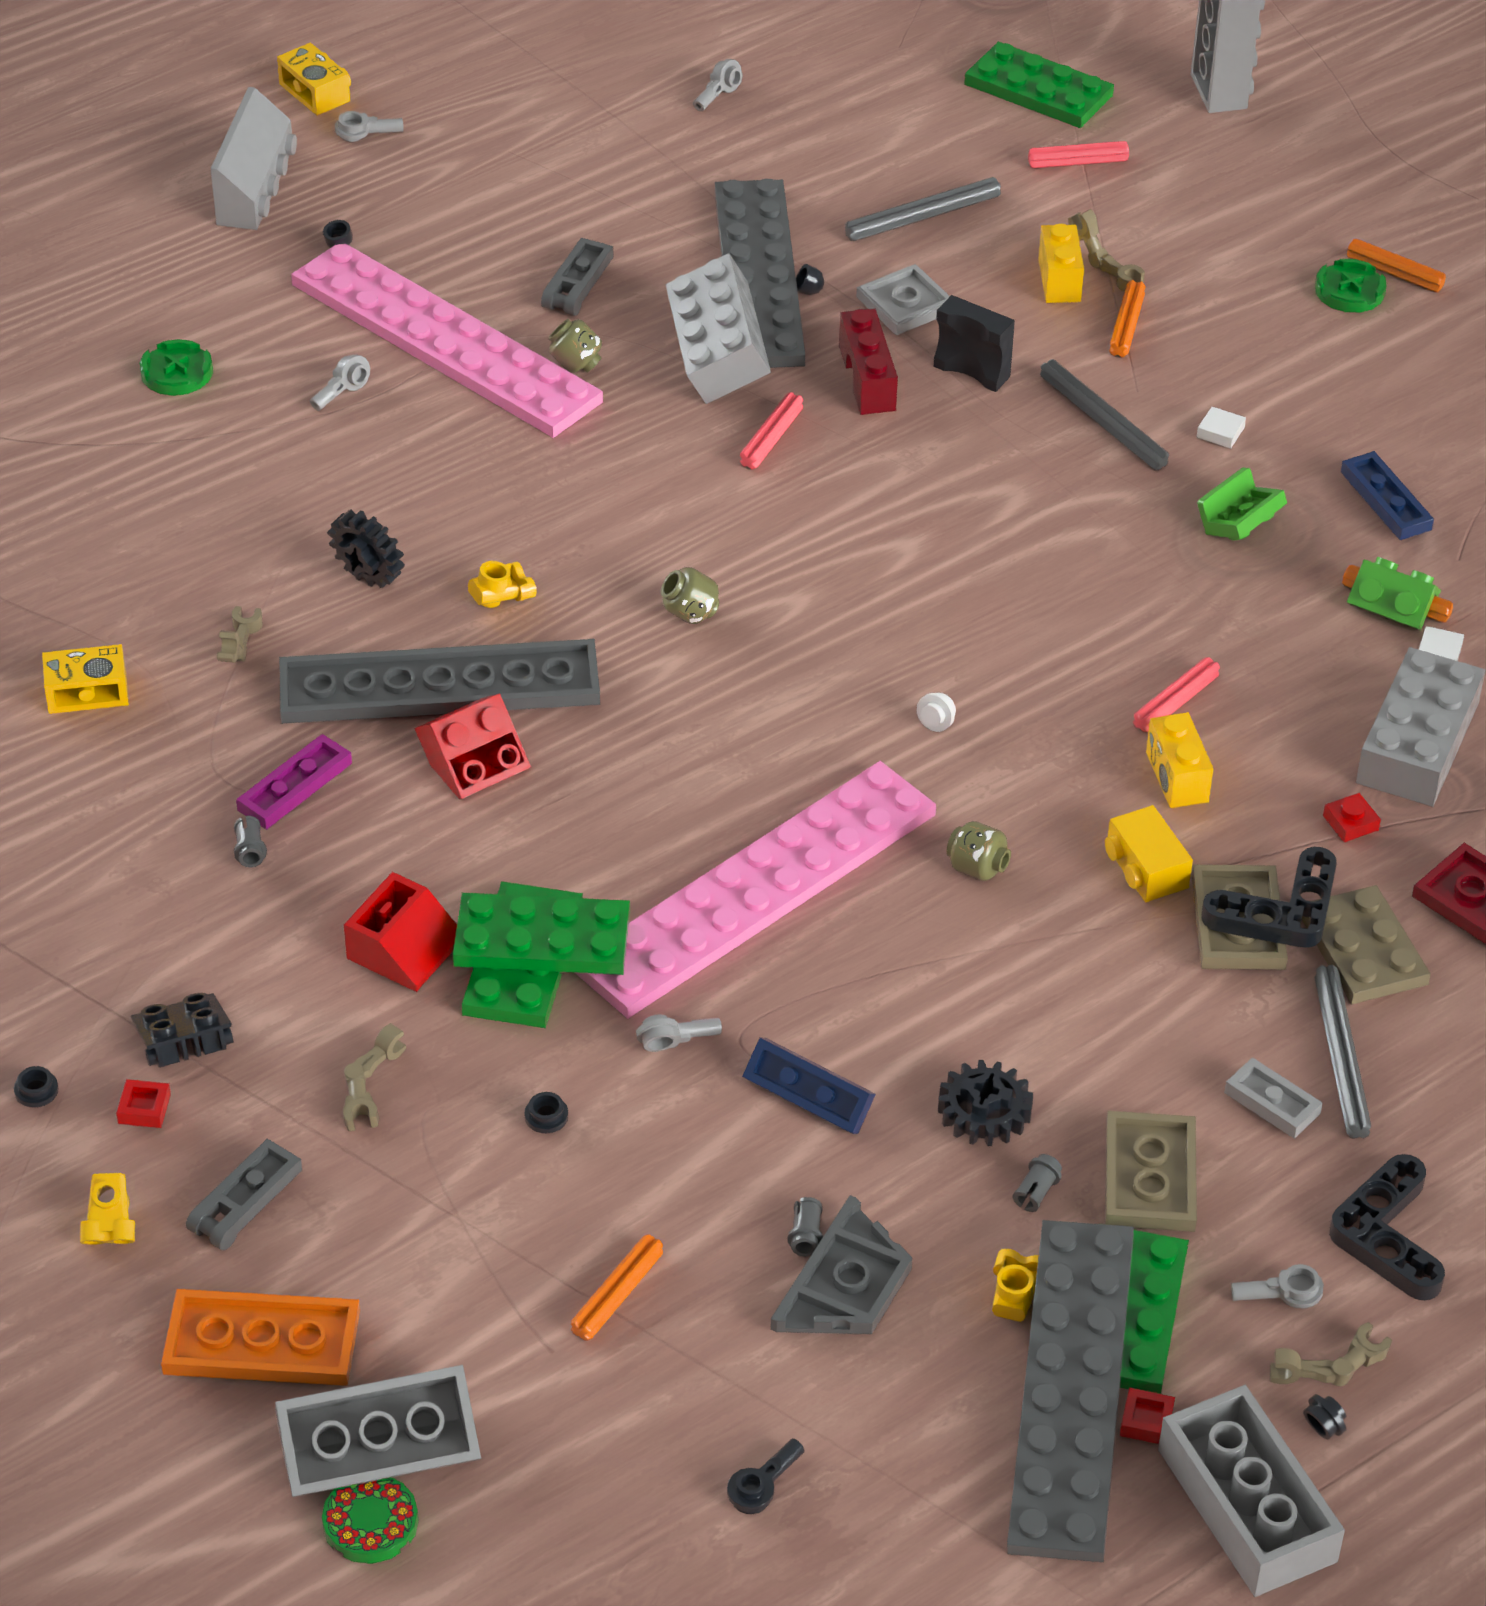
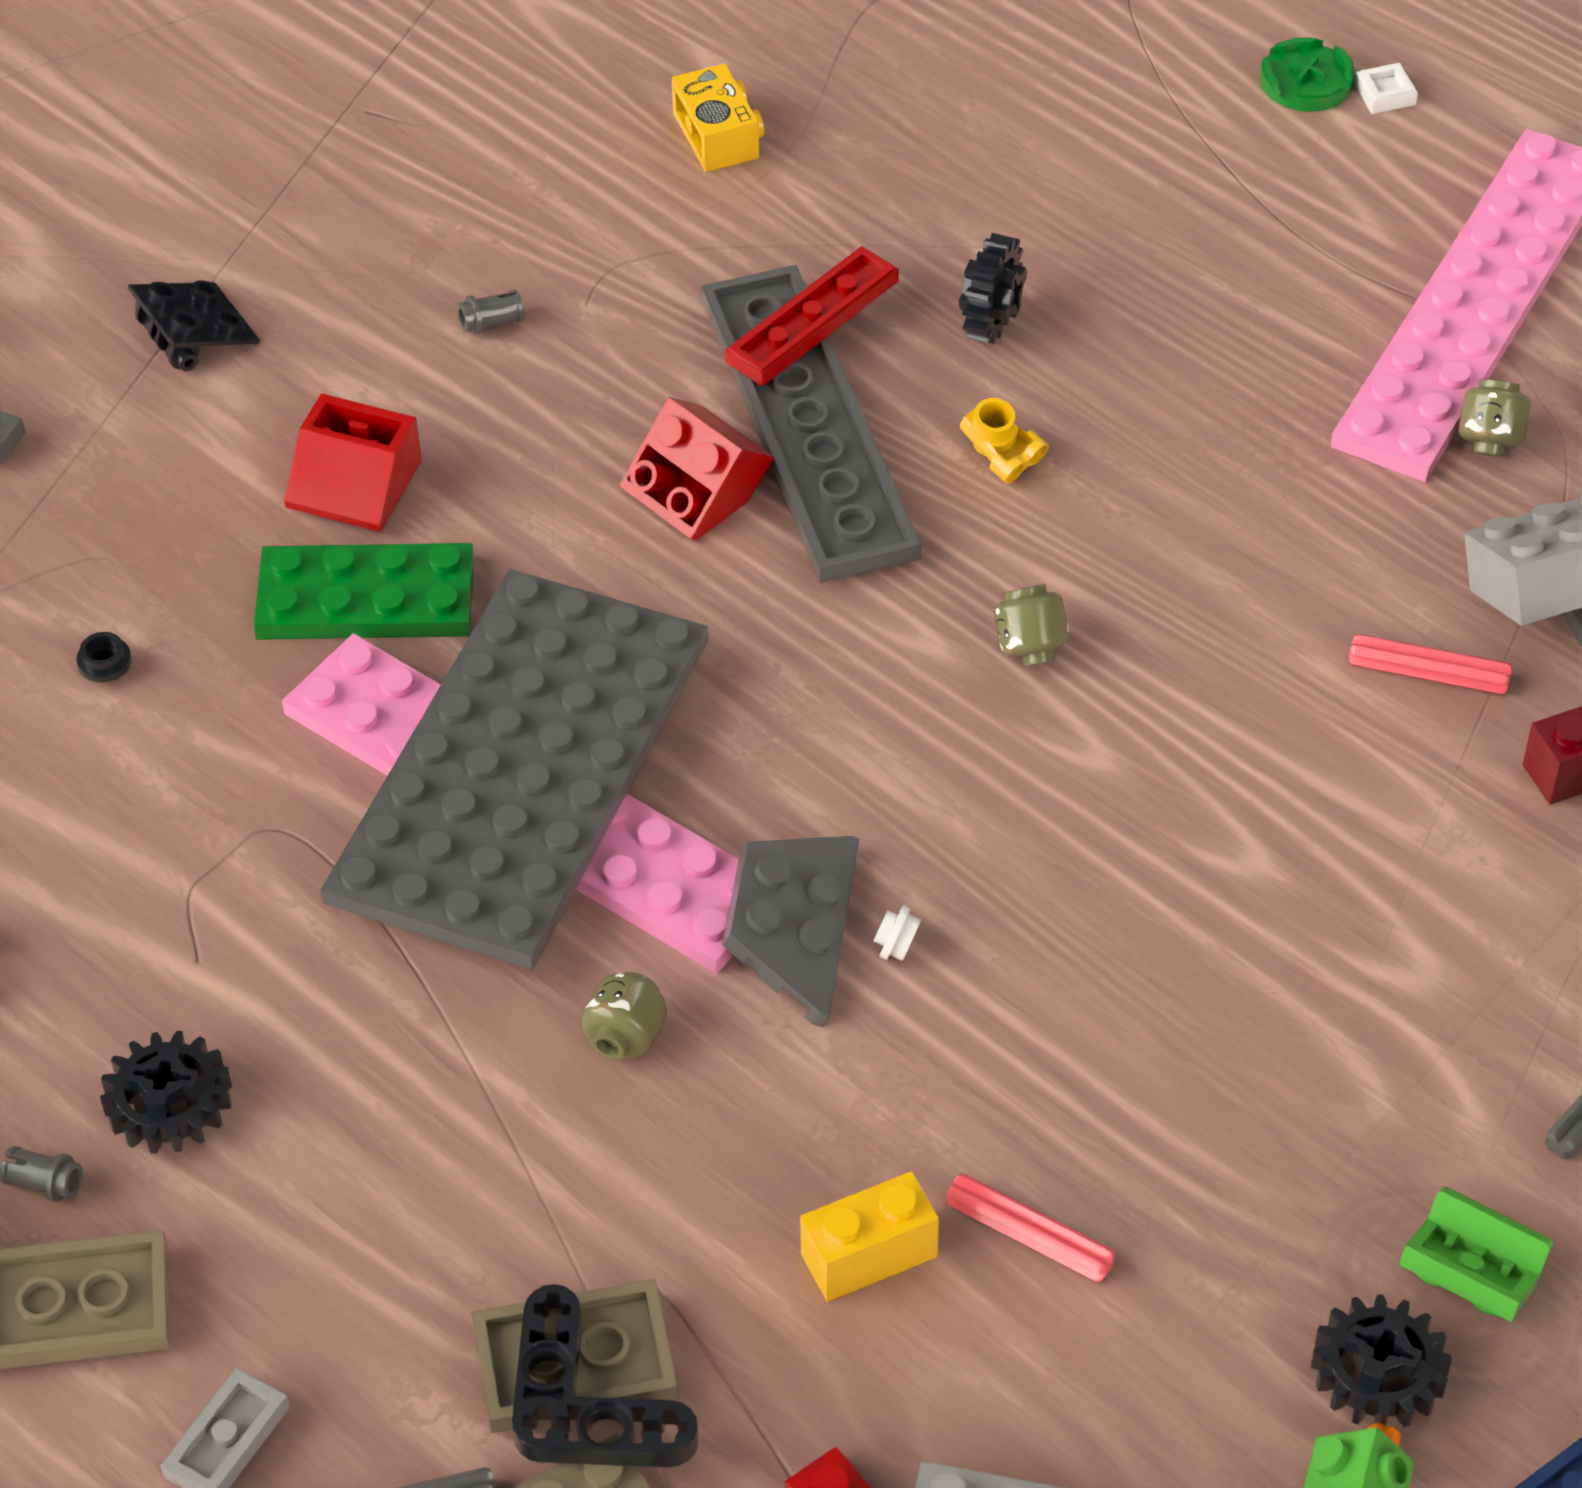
camera: 80 degrees right, 5 degrees up
(35, 1087) = (87, 228): black plate -> none
(143, 1103) = (71, 314): red plate -> none
(211, 332) = (1385, 88): none -> white tile
(233, 642) = (812, 235): dark tan piece -> none
(294, 781) = (598, 327): magenta plate -> none
(345, 653) = (811, 316): none -> red tile
(349, 374) = (1352, 221): light grey plate -> none
(359, 1102) = (96, 494): dark tan piece -> none
(542, 933) = (370, 588): green plate -> none
(662, 1033) = (243, 738): light grey plate -> none
(744, 872) = (516, 769): none -> dark grey plate
(809, 1085) = (173, 901): dark blue plate -> none
(912, 758) = (792, 915): none -> dark grey wing
(1148, 853) = (671, 1221): yellow brick -> none
(1304, 561) = (1381, 1361): none -> black gear

